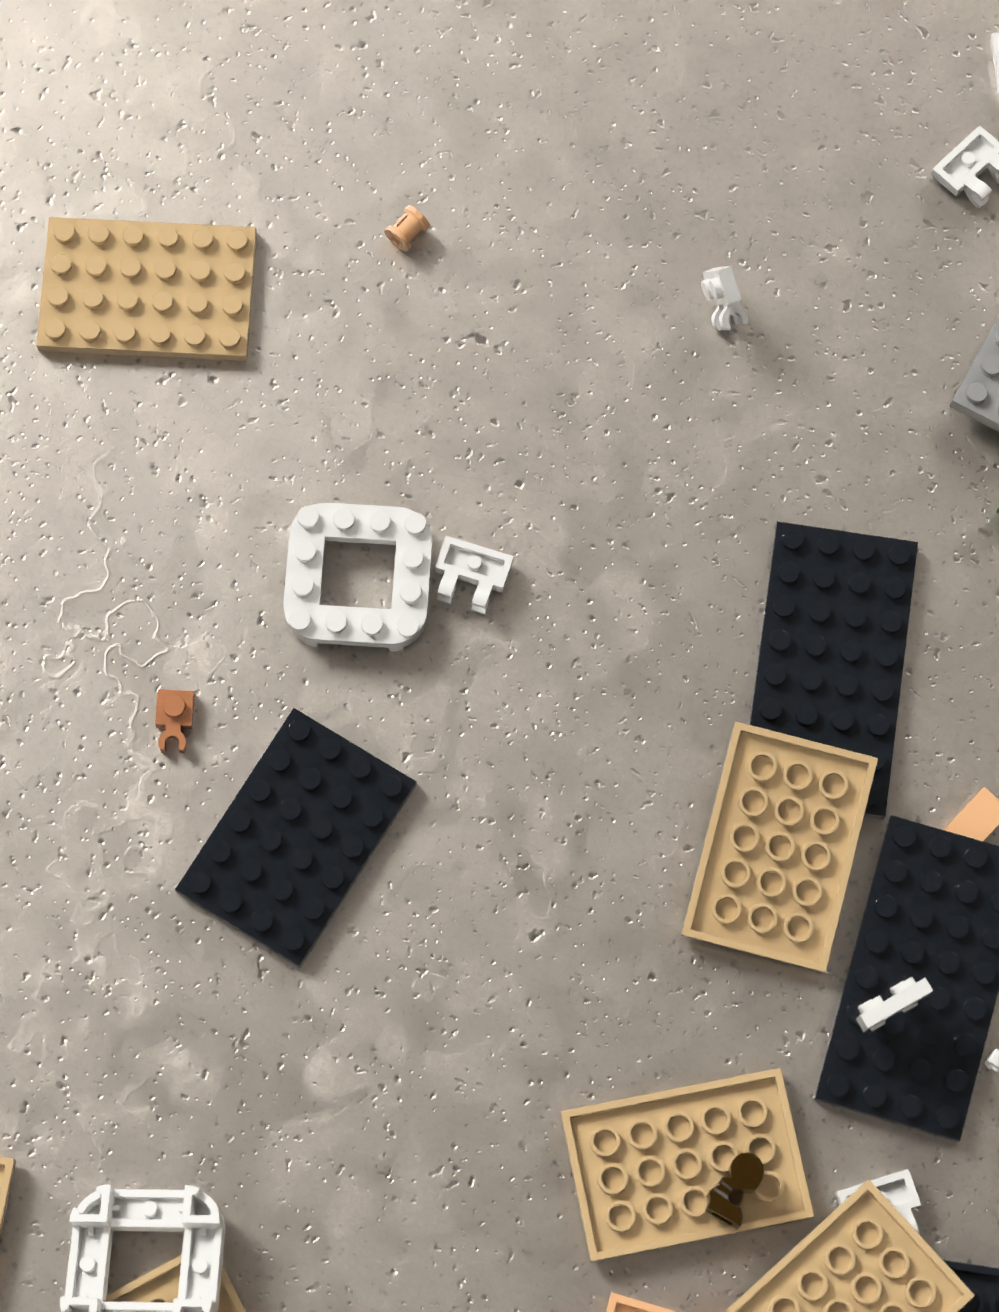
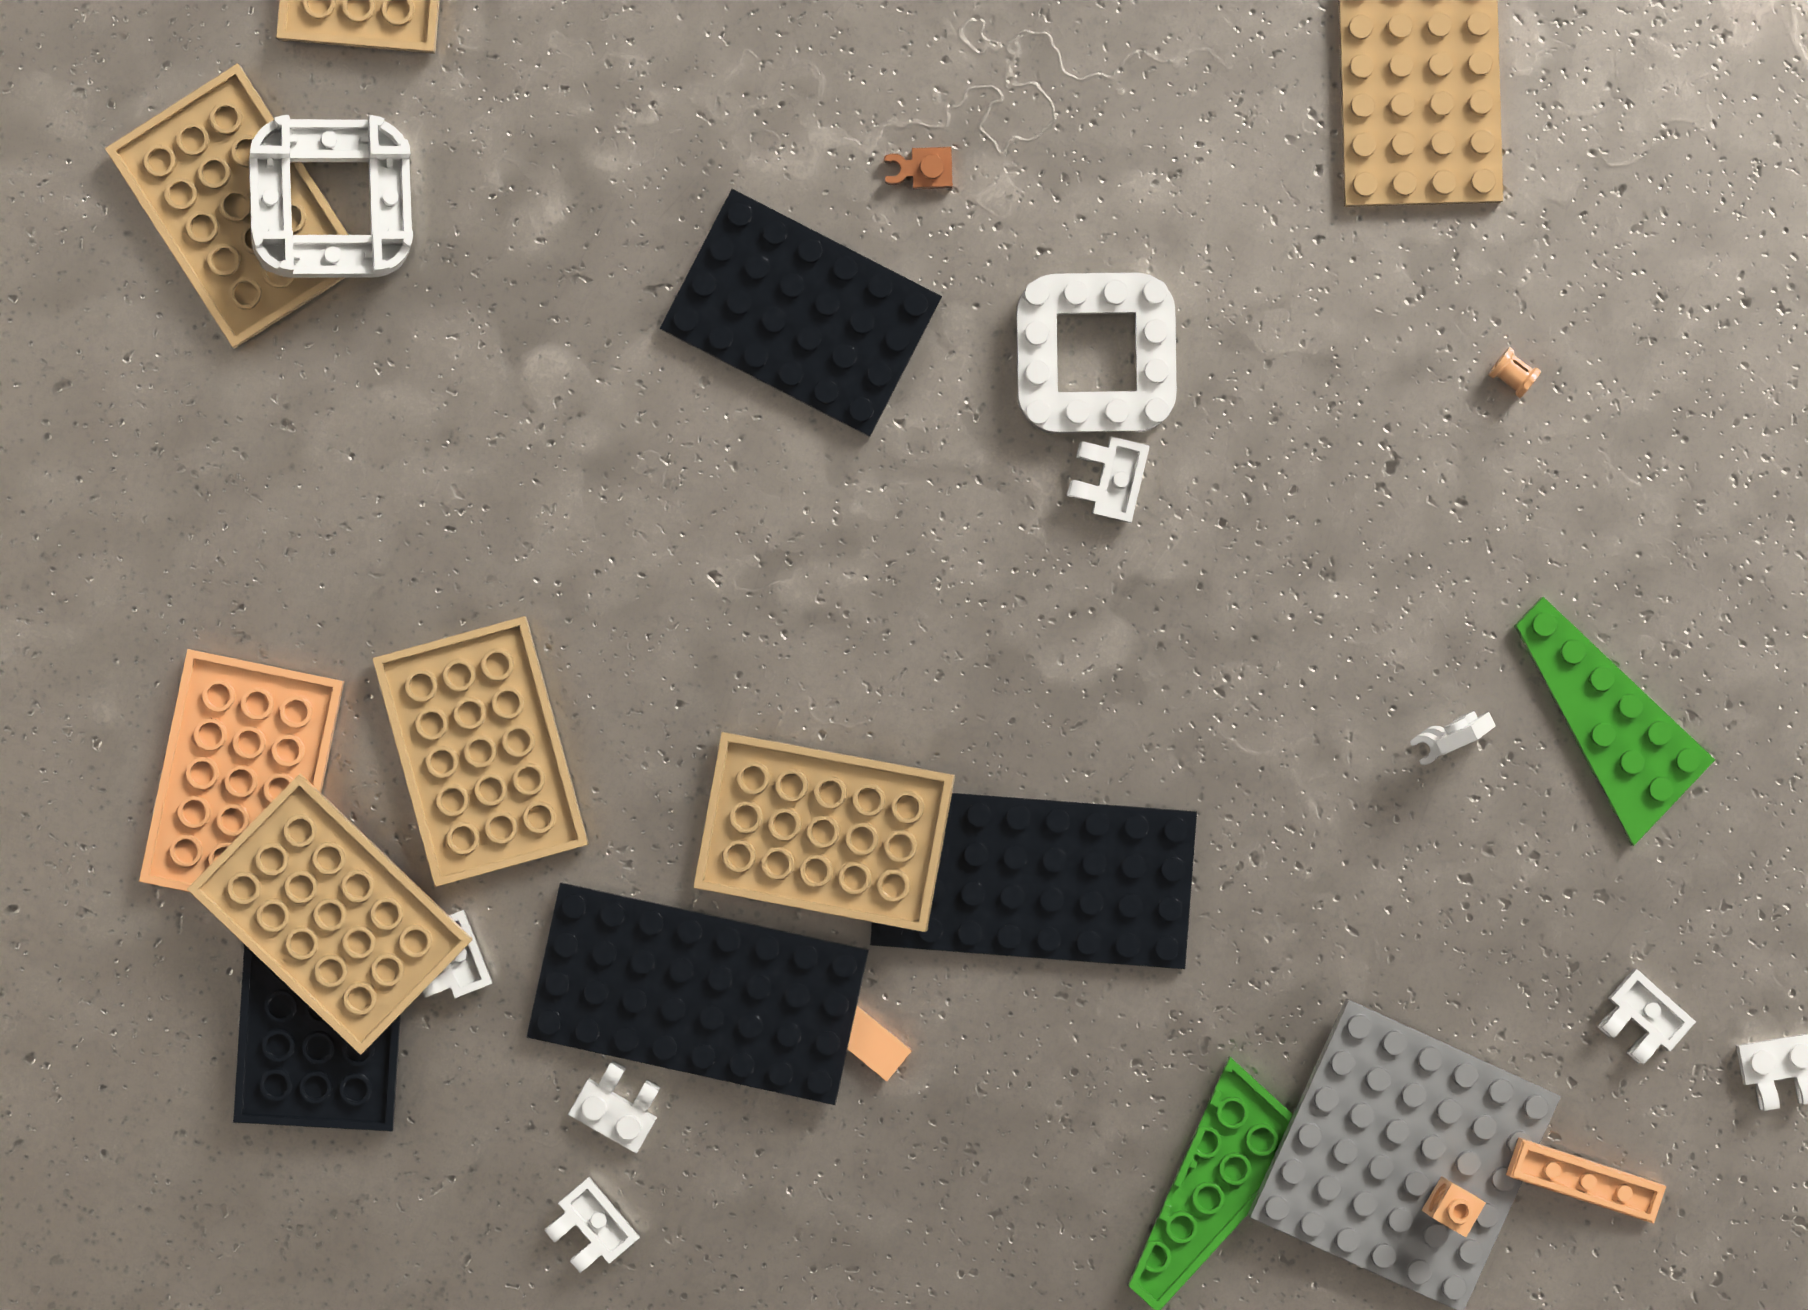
camera: 85 degrees right, 15 degrees up
(724, 169) = (1622, 733): none -> bright green wing
(744, 1177) = (465, 811): dark brown leg -> none
(905, 998) = (662, 971): white plate -> none

